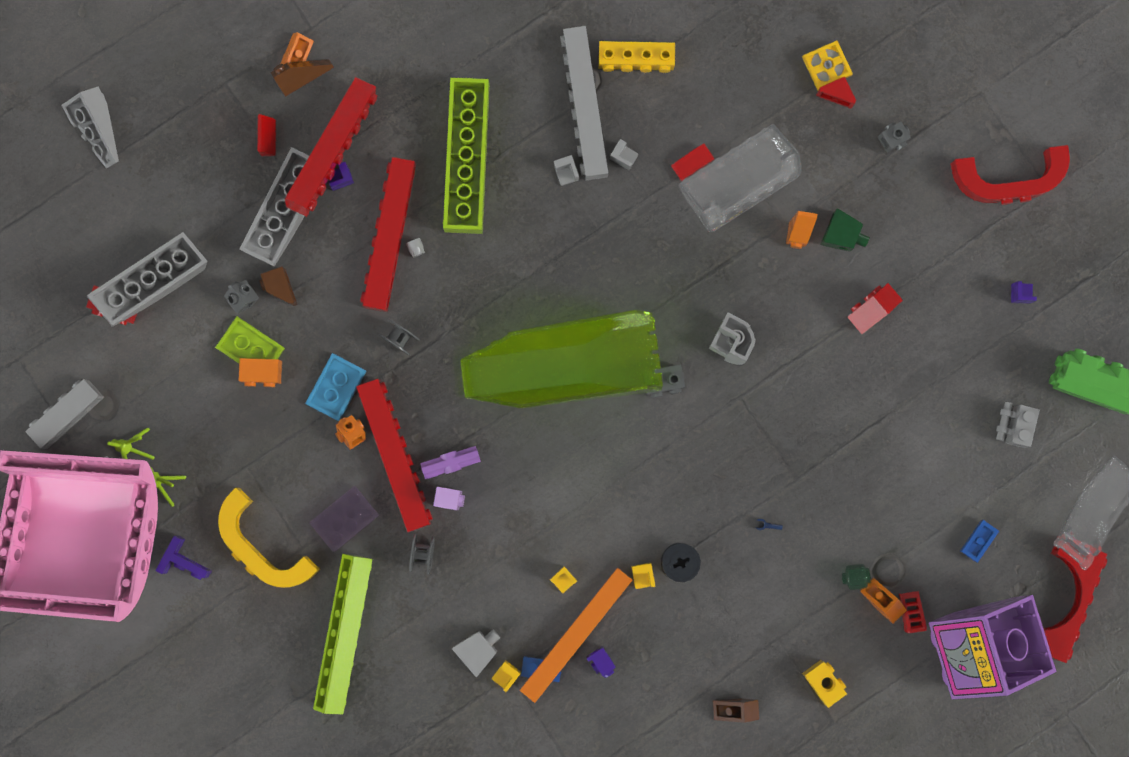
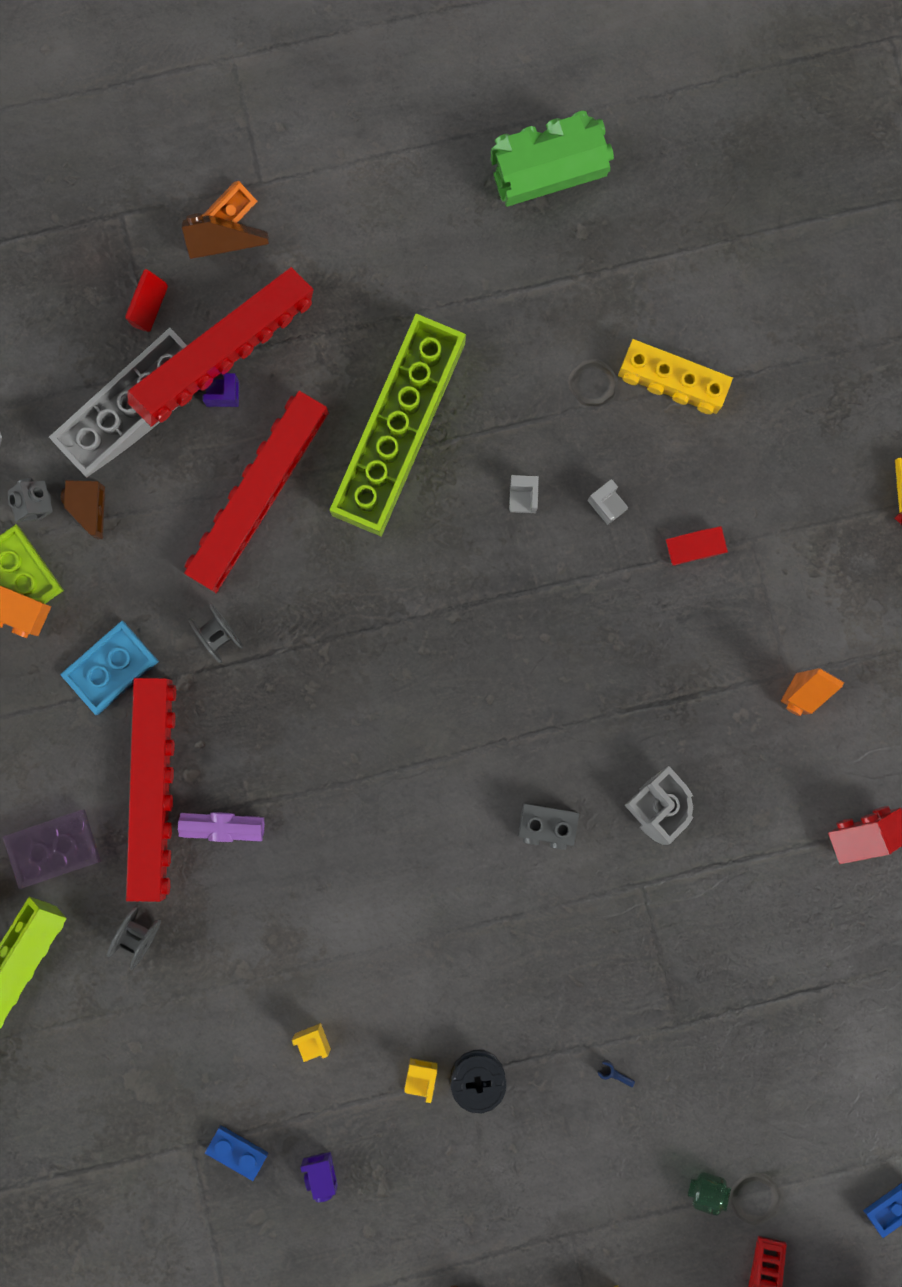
camera: 20 degrees right, 0 degrees up
(350, 431) = (103, 735): orange brick -> none
(415, 247) = (285, 522): light grey hose -> none
(448, 498) = (198, 876): lavender brick -> none
(477, 650) = (158, 1096): light grey torso -> none
(506, 675) = (186, 1145): yellow panel -> none
(567, 362) = (427, 755): clear neon green windscreen -> none
(575, 635) = (298, 1128): orange tile -> none
(585, 103) = (582, 415): light grey brick -> none
(742, 178) = (755, 591): clear windscreen -> none
(844, 232) = (865, 716): dark green torso -> none
(884, 601) = (735, 1242): orange slope -> none

